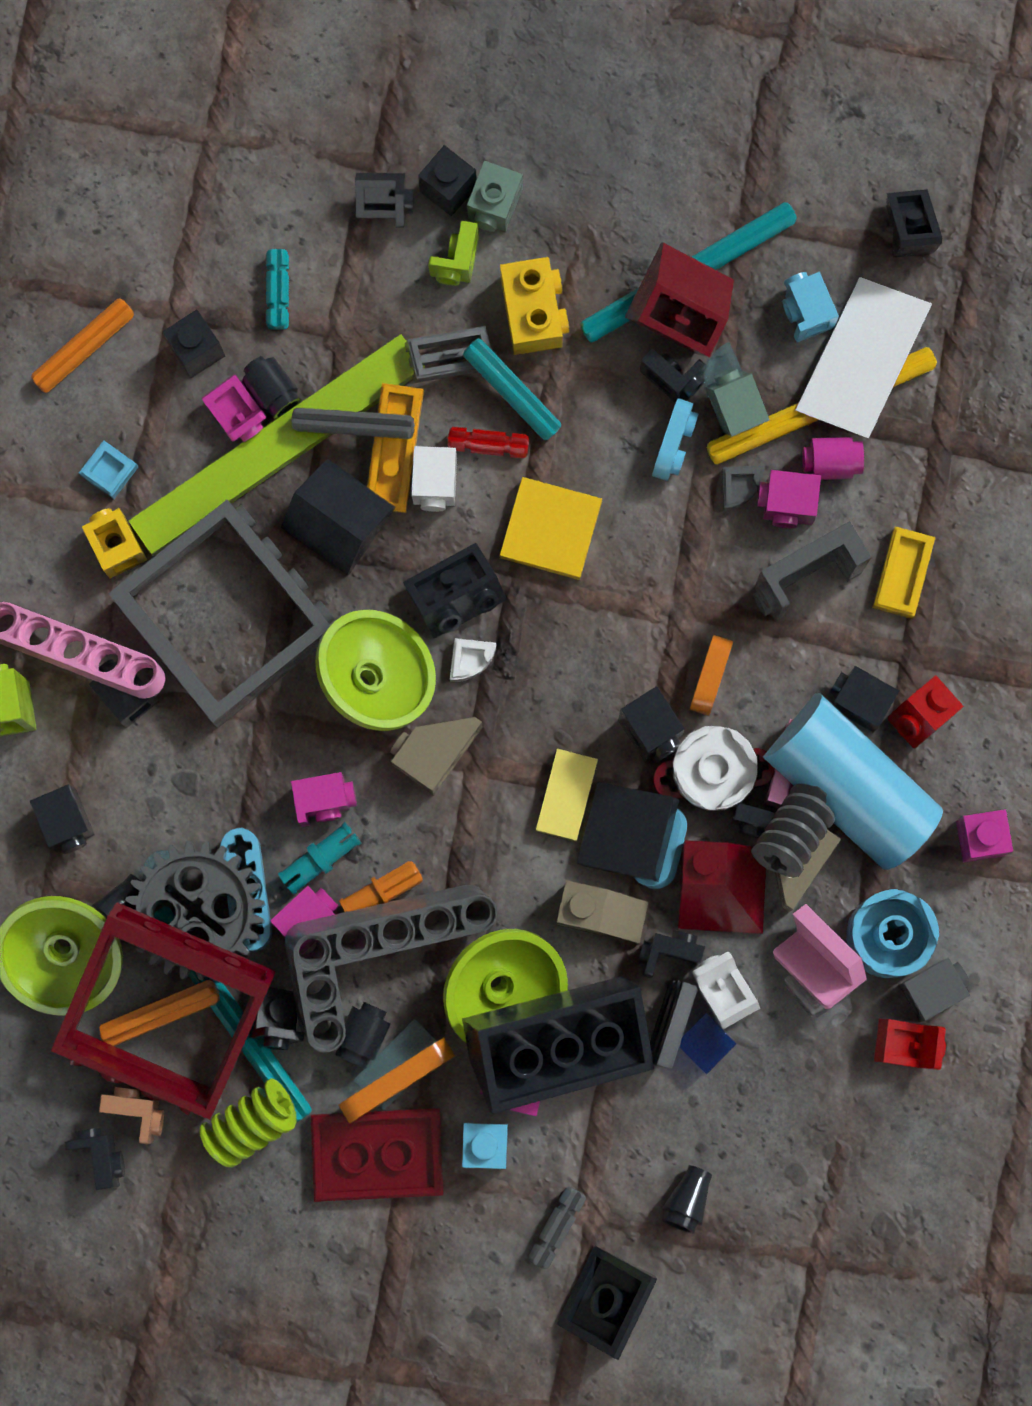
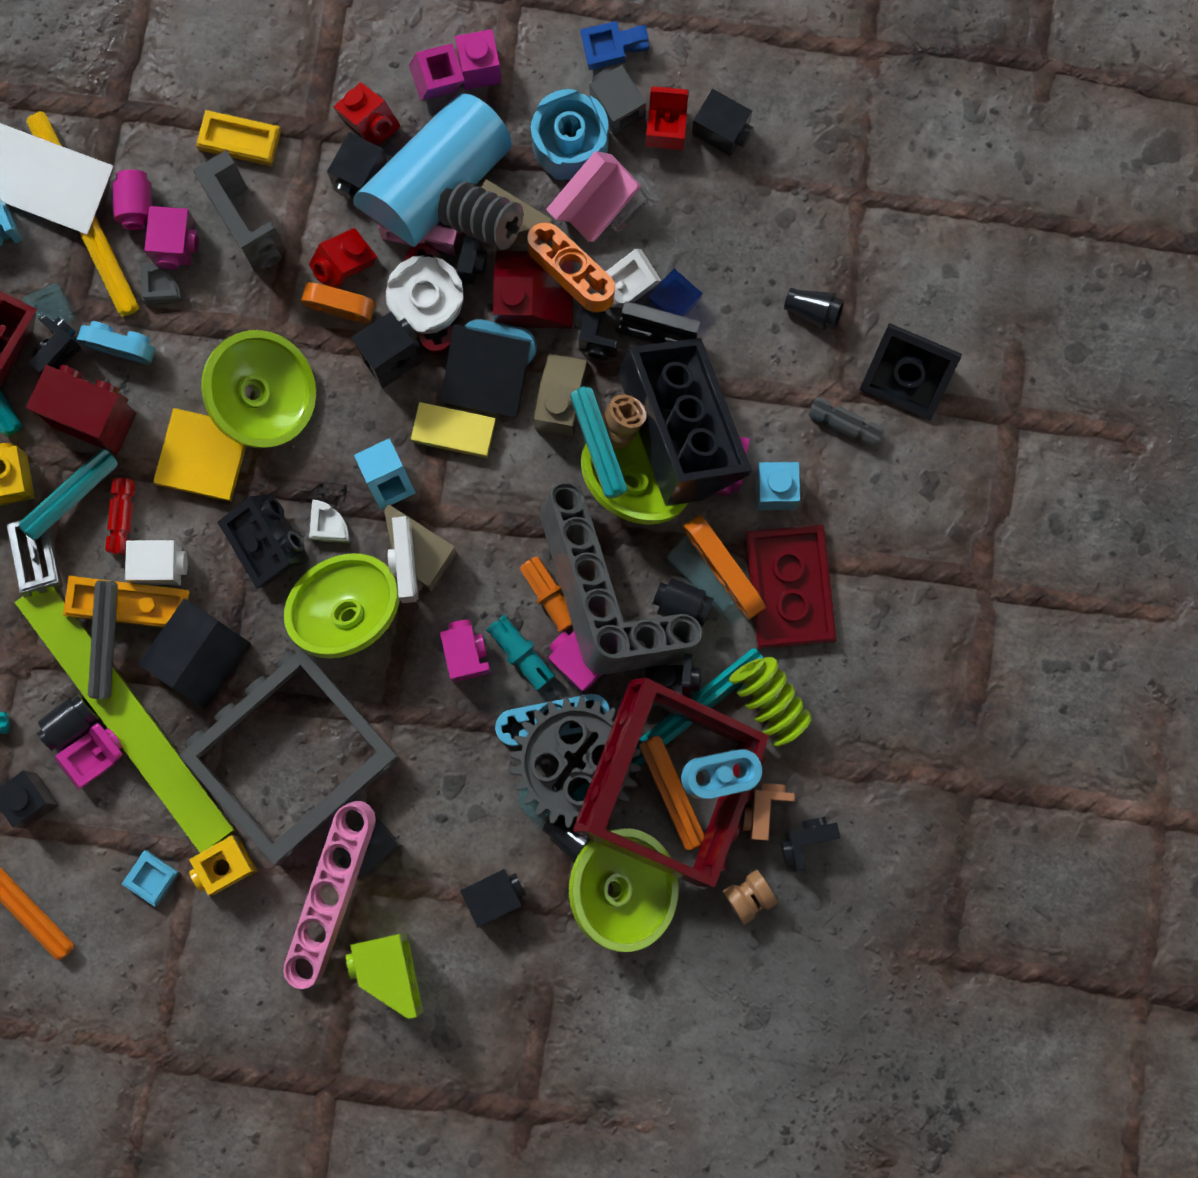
camera: 95 degrees left, 0 degrees up
(44, 1090) = (742, 902): none -> medium nougat wheel
(166, 1061) = (719, 774): none -> medium azure plate
(415, 734) = (402, 559): none -> white plate
(516, 719) = (384, 474): none -> medium azure brick
(532, 948) = (598, 442): none -> teal axle
(552, 966) = (623, 420): none -> medium nougat wheel
(597, 403) = (81, 408): none -> dark red piece
(608, 612) = (280, 382): none -> lime dish
(736, 401) = (79, 286): sand green brick -> none
(751, 899) = (568, 251): none -> orange beam
(761, 680) = (341, 258): none -> red bracket
(904, 1108) = (723, 123): none -> black brick
(967, 788) = (436, 72): none -> dark pink brick
(1001, 980) = (606, 44): none -> blue plate

